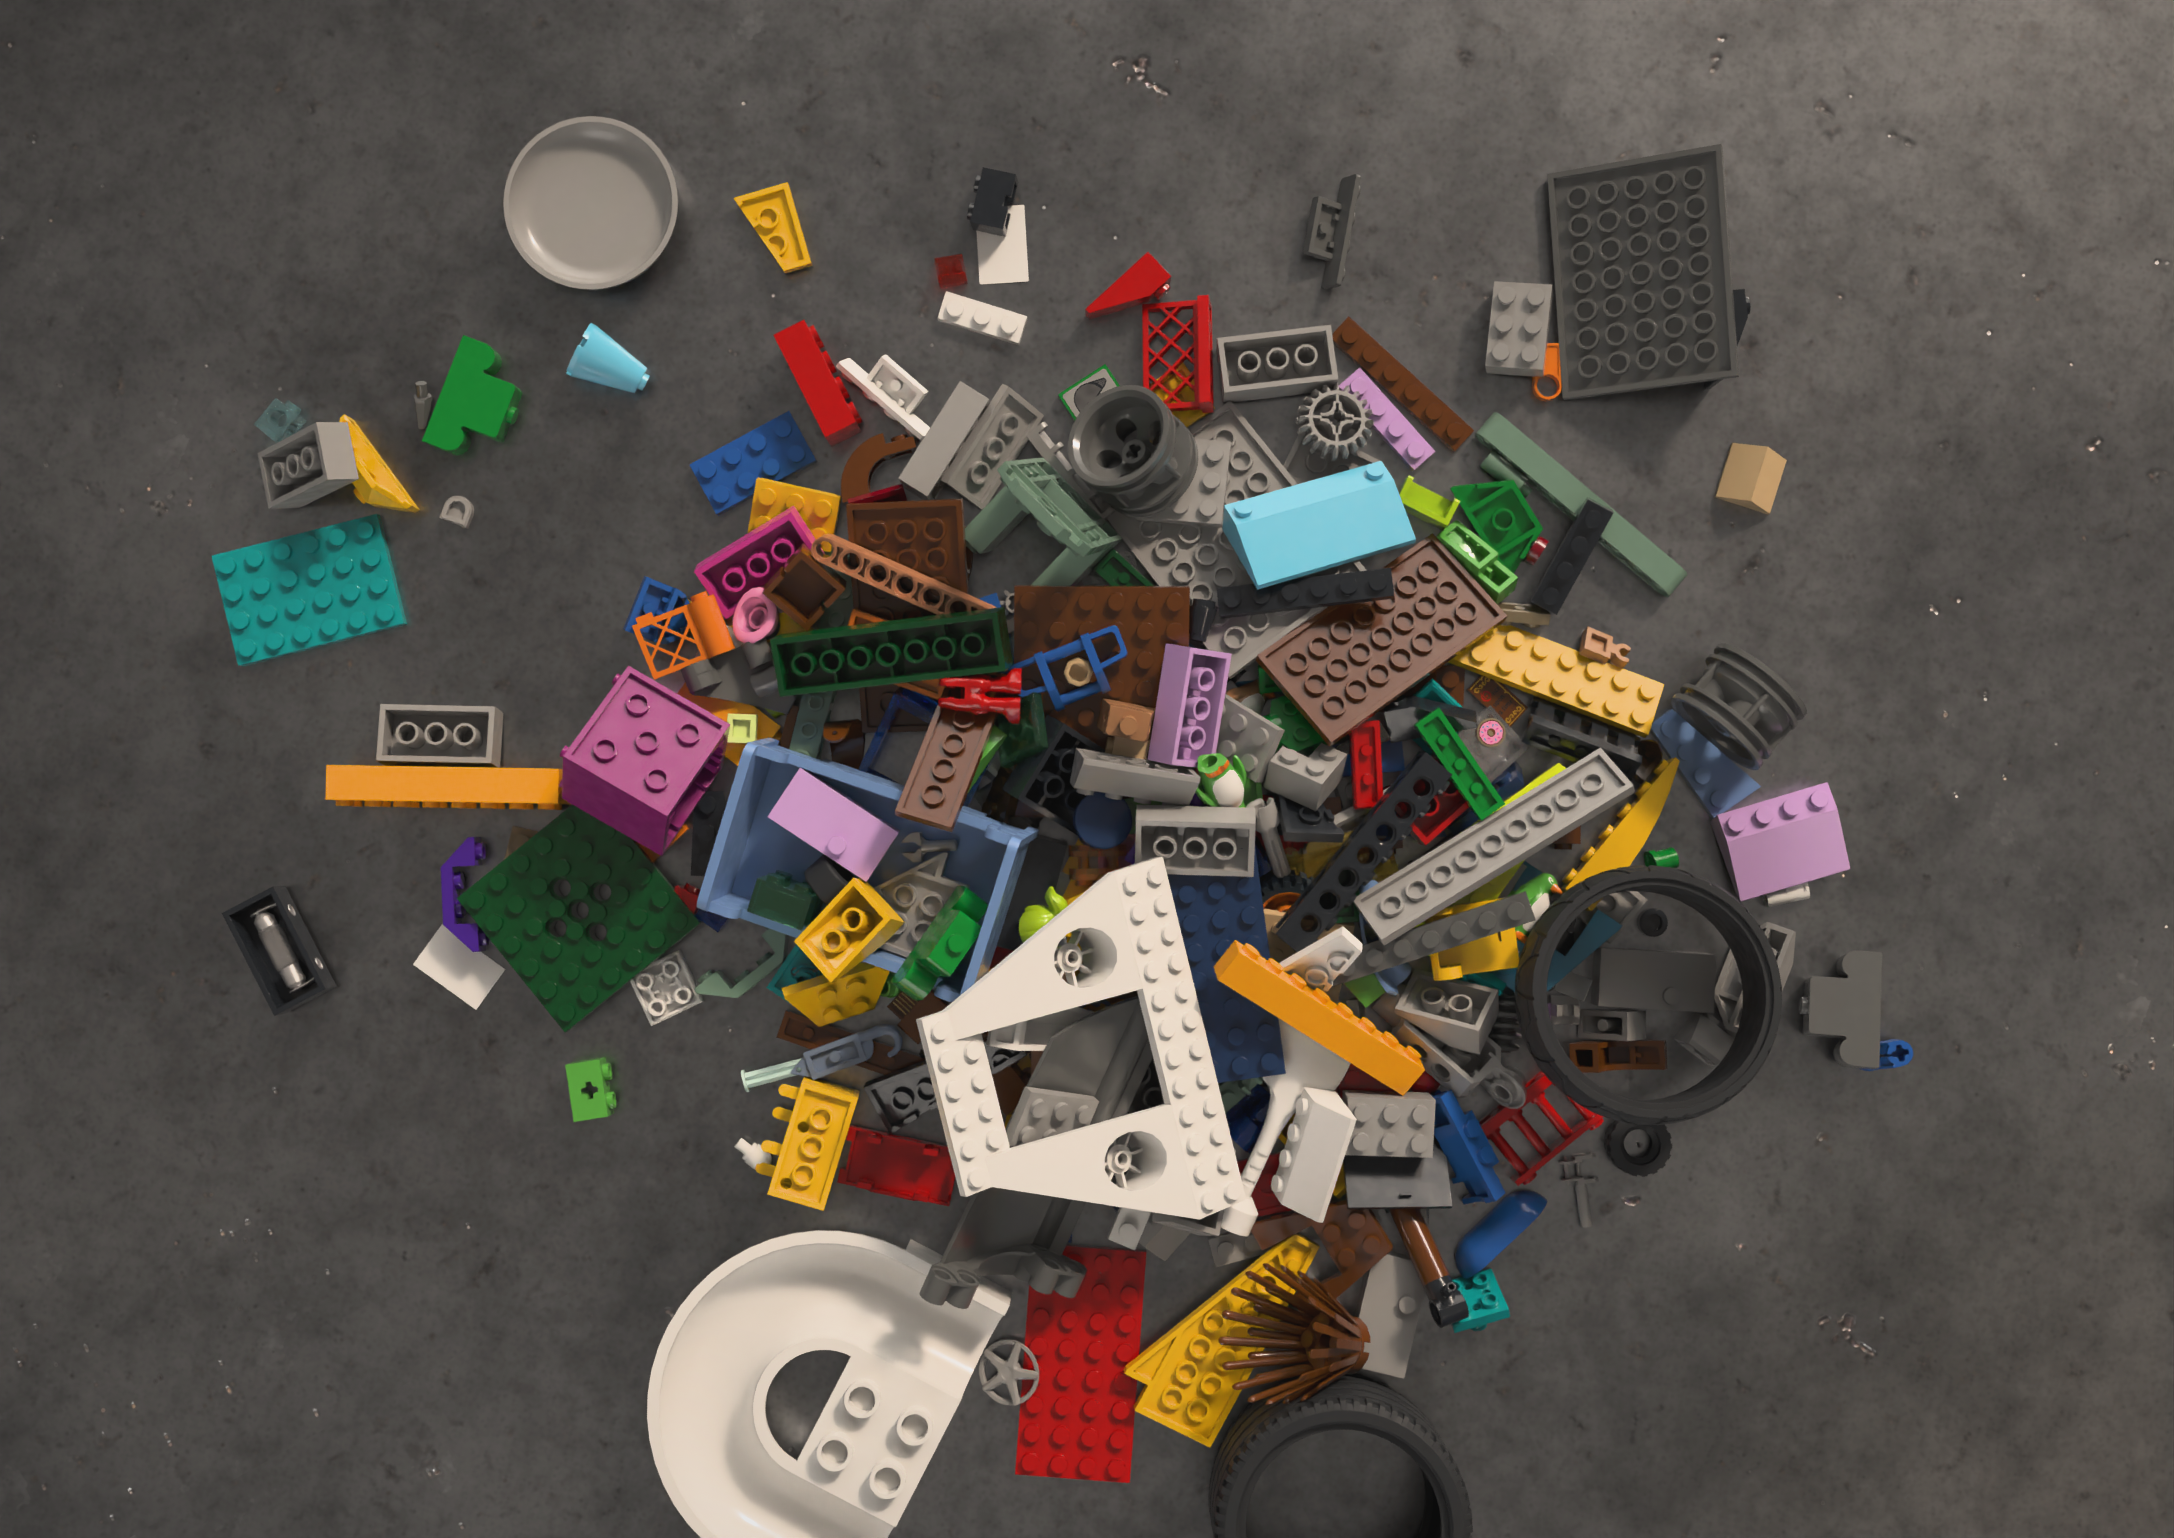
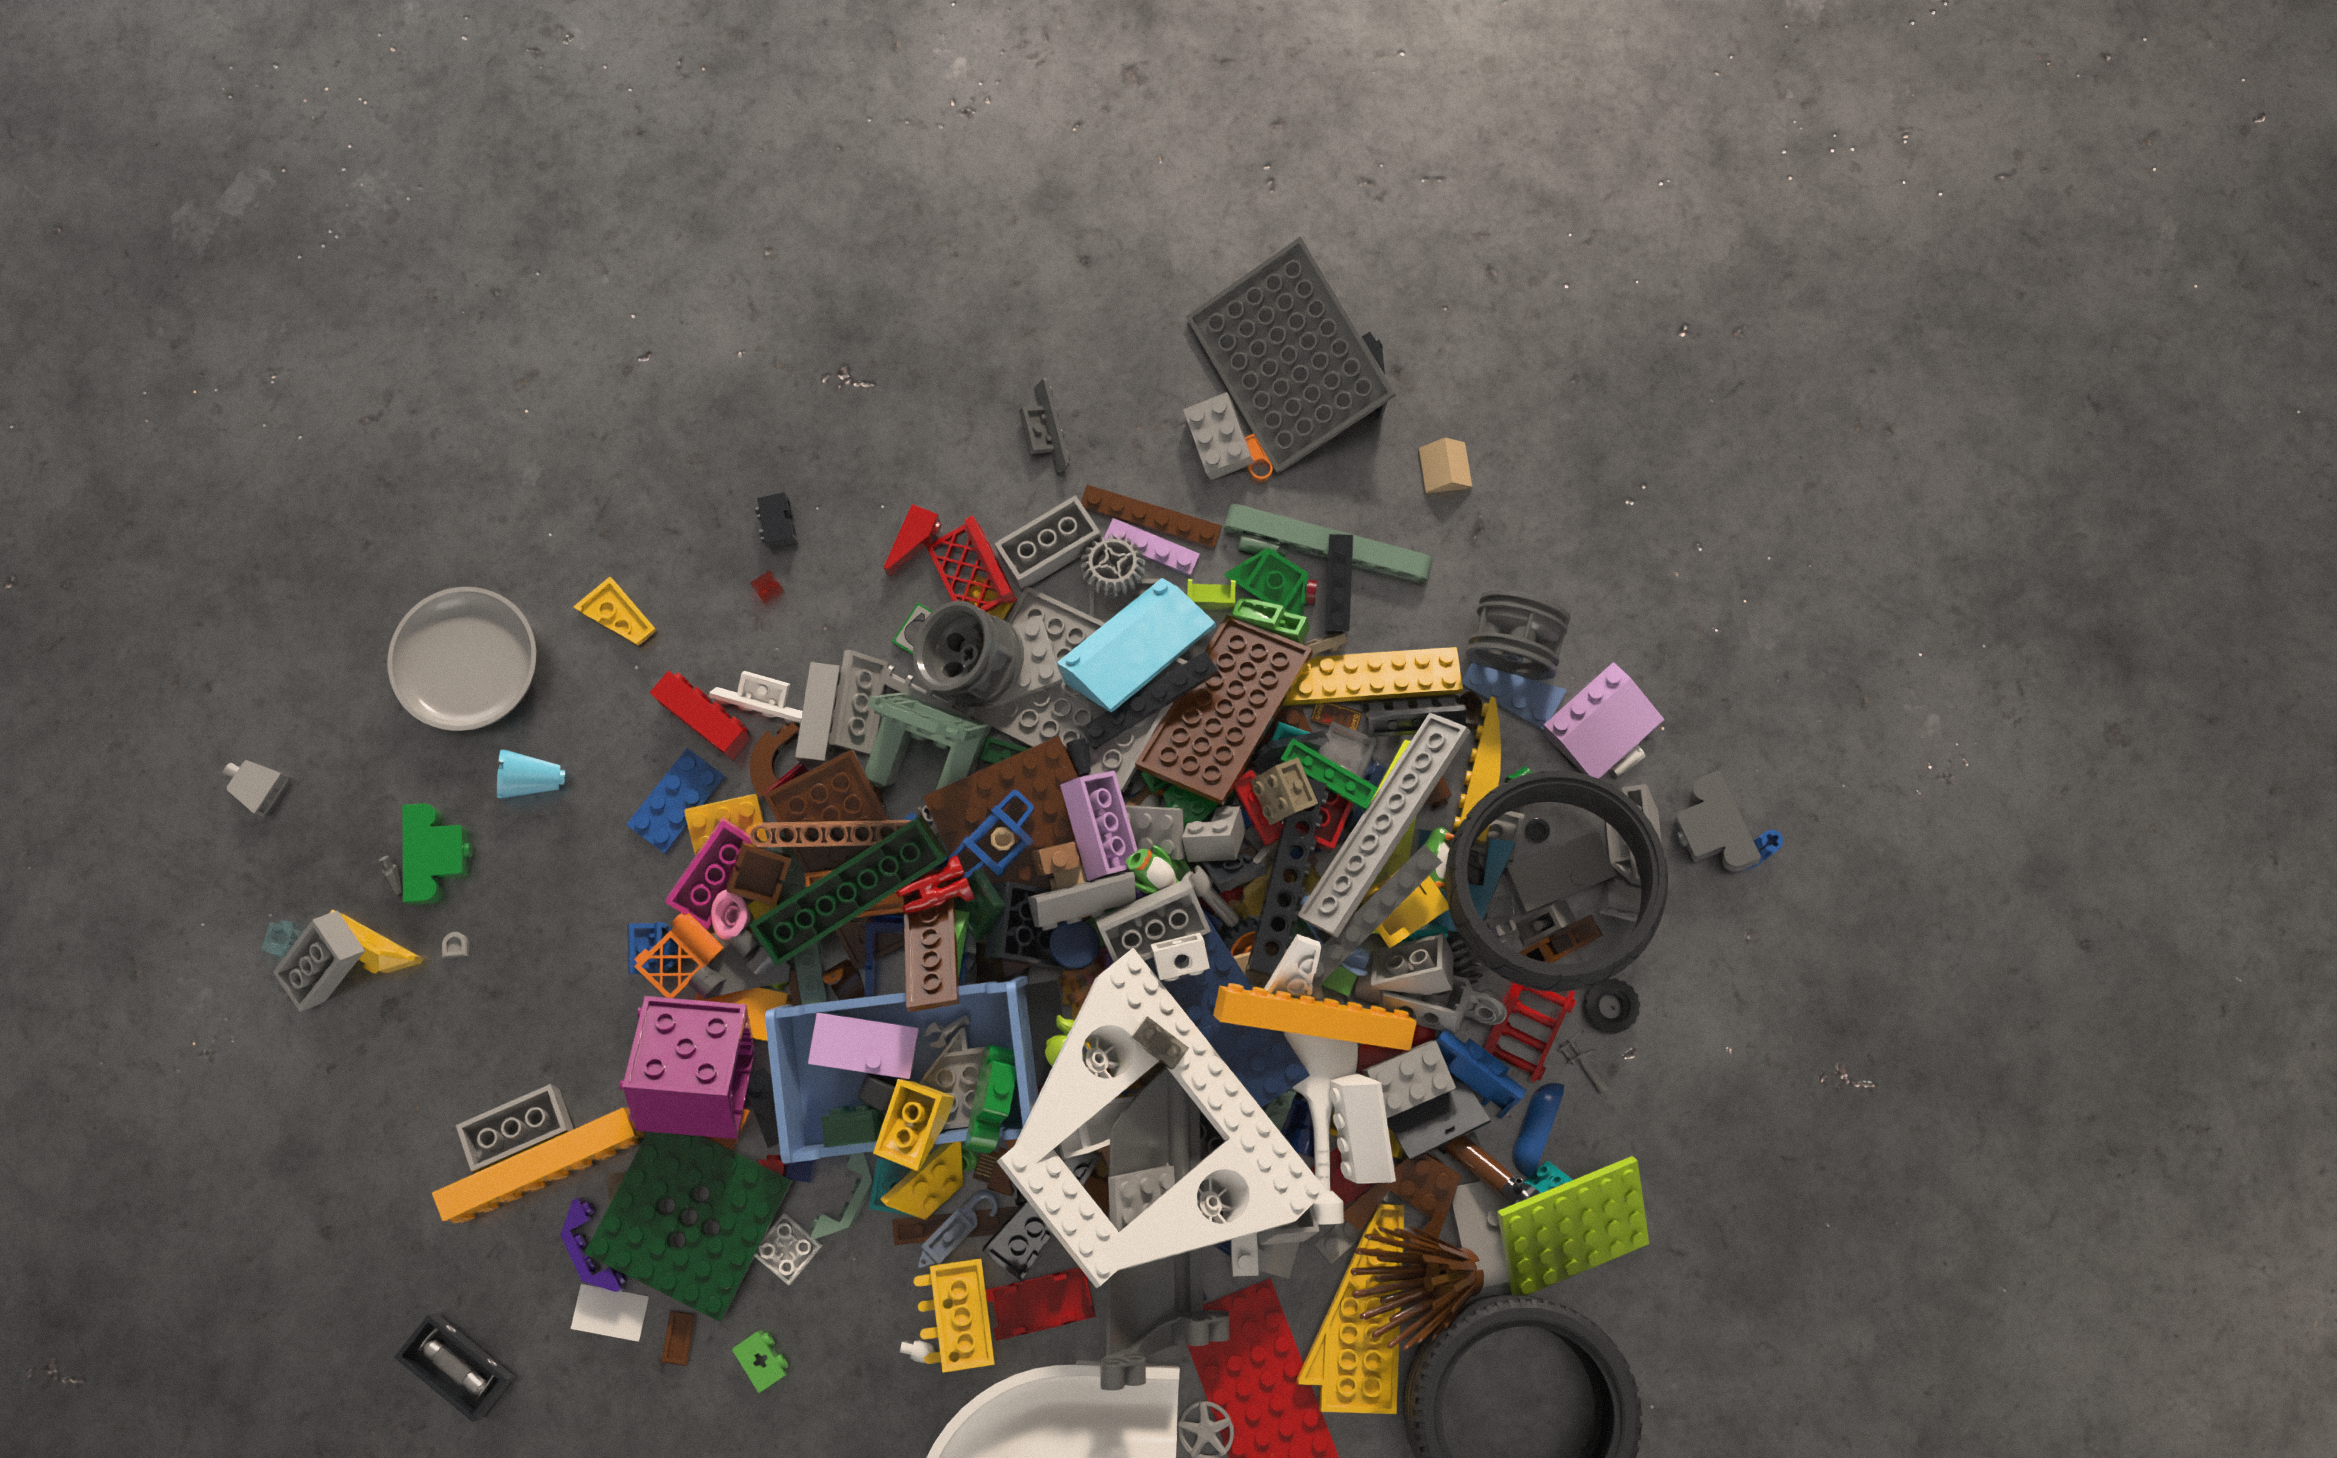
camera: 30 degrees left, 10 degrees down
(309, 590) = (359, 1063): teal plate -> none
(317, 240) = (254, 785): none -> light grey torso
(518, 1025) = (679, 1337): none -> reddish brown tile
(742, 728) = (757, 1007): yellowish green plate -> none
(769, 1074) = (902, 1278): light aqua axle -> none
(982, 318) = (807, 611): white plate -> none
(1002, 257) = (804, 558): white sticker -> none
(1142, 974) = (1159, 1043): none -> clear smoke brick
(1196, 877) = (1166, 952): none -> white brick
(1402, 762) = (1283, 791): none -> dark tan bracket
(1485, 1354) = (1573, 1227): none -> lime plate
(1490, 732) = (1341, 741): tile -> none
(1601, 648) = (1395, 642): medium nougat plate -> none

